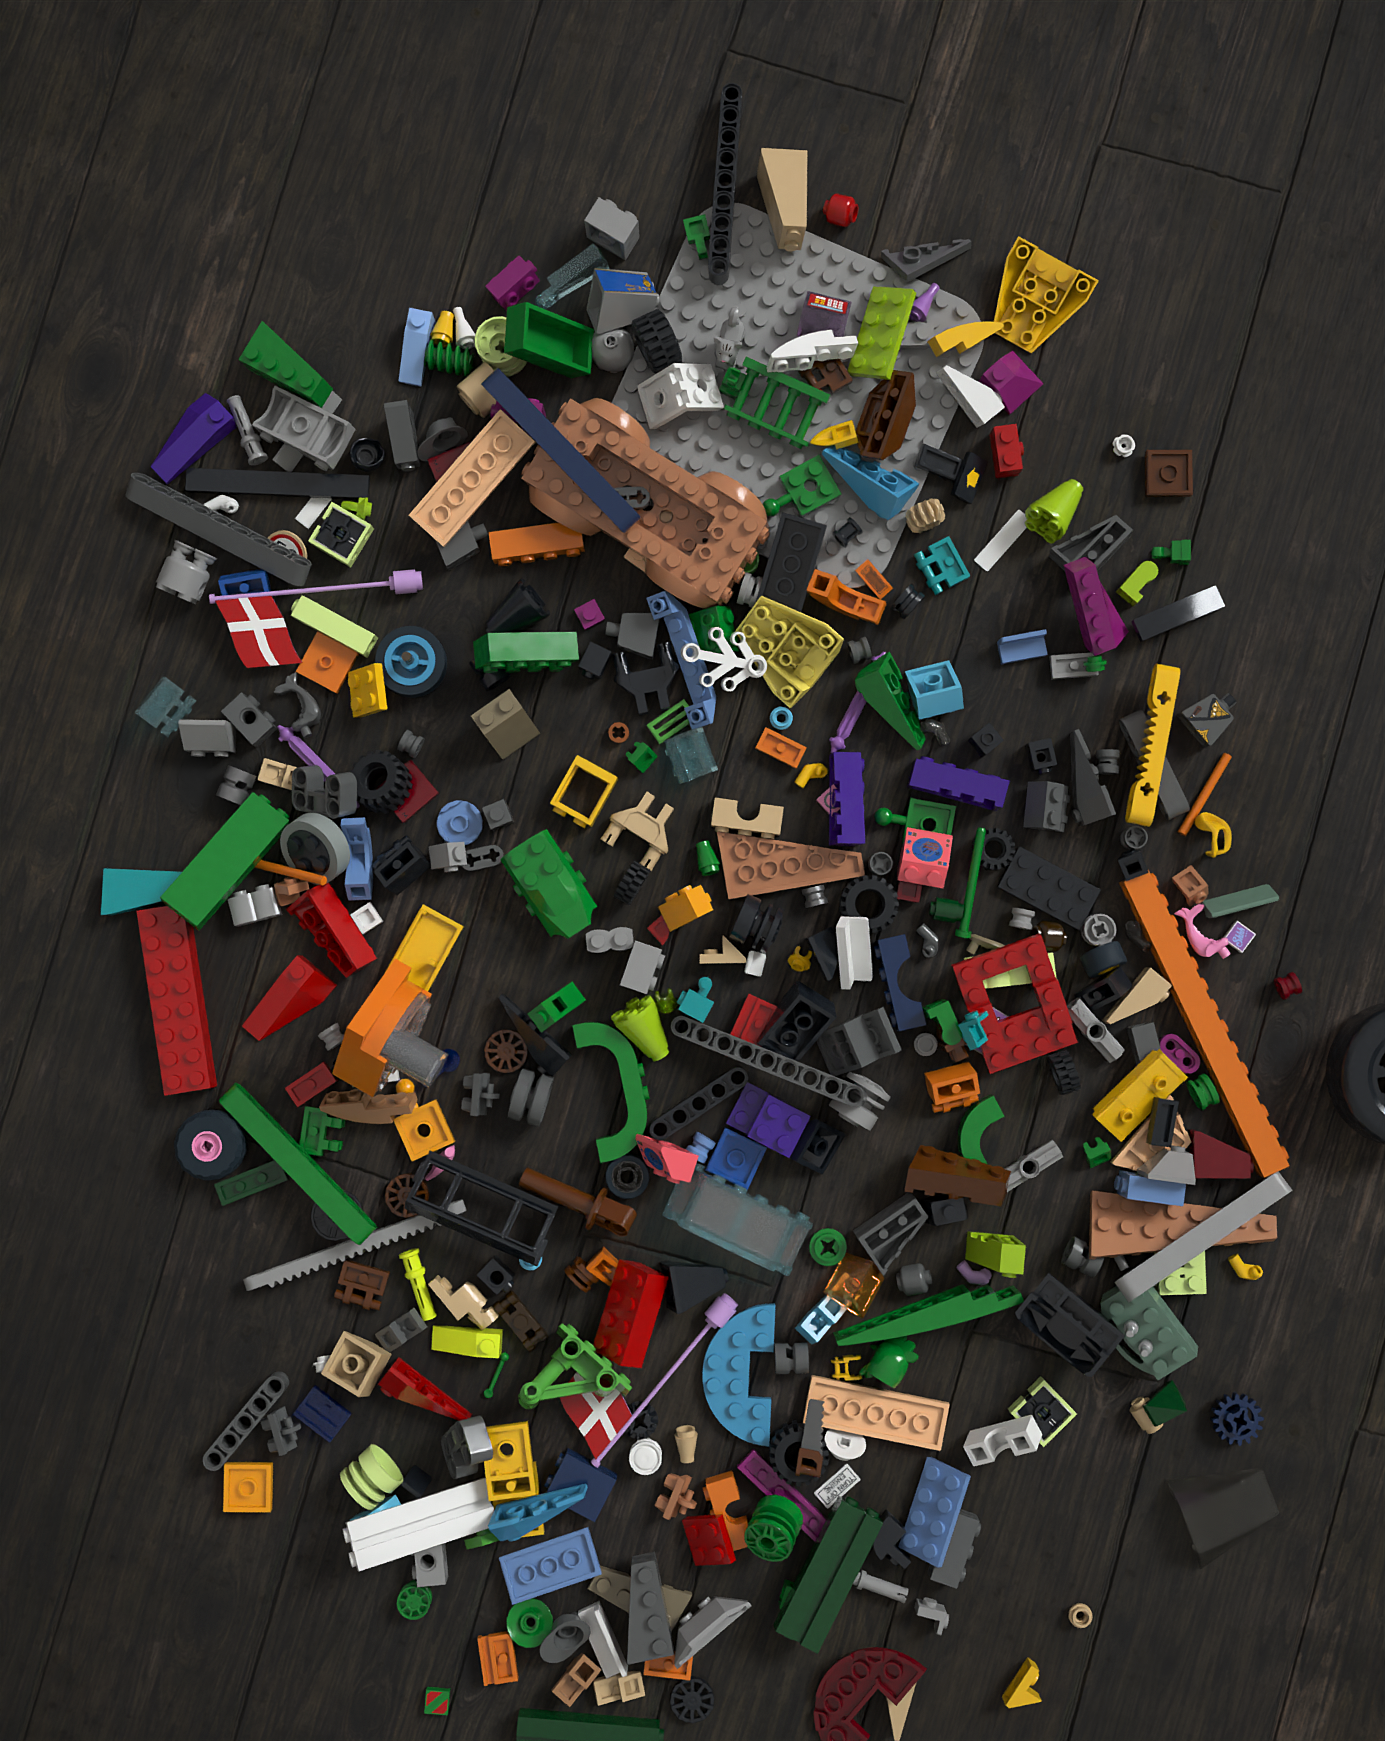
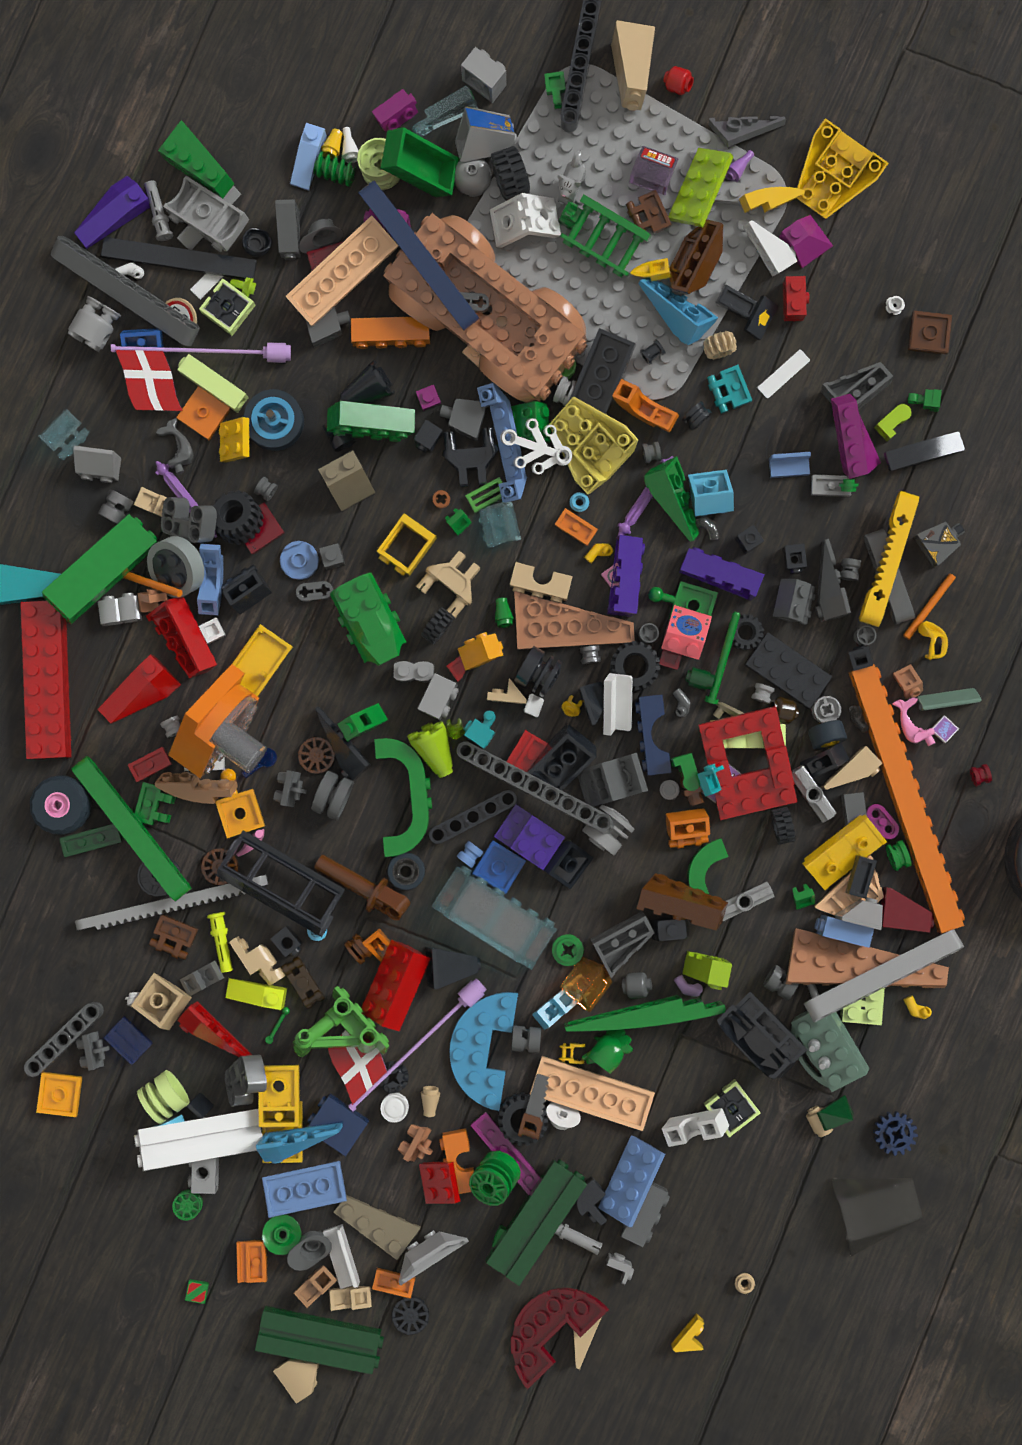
camera: 15 degrees right, 0 degrees up
(239, 710) = (125, 444): dark grey brick -> none
(448, 856) = (286, 586): light grey brick -> none
(474, 394) = (352, 201): tan piece -> none
(483, 1538) = (250, 1159): bright green plate -> none
(648, 1617) = (381, 1238): dark grey wedge -> none
(667, 1159) = (440, 859): coral slope -> none
(804, 500) = (612, 305): green plate -> none
(816, 346) = (632, 194): white slope -> none
(837, 1486) = (553, 1150): white sticker -> none
(874, 579) = (670, 394): sticker -> none
(1054, 511) = (829, 353): lime cone -> none

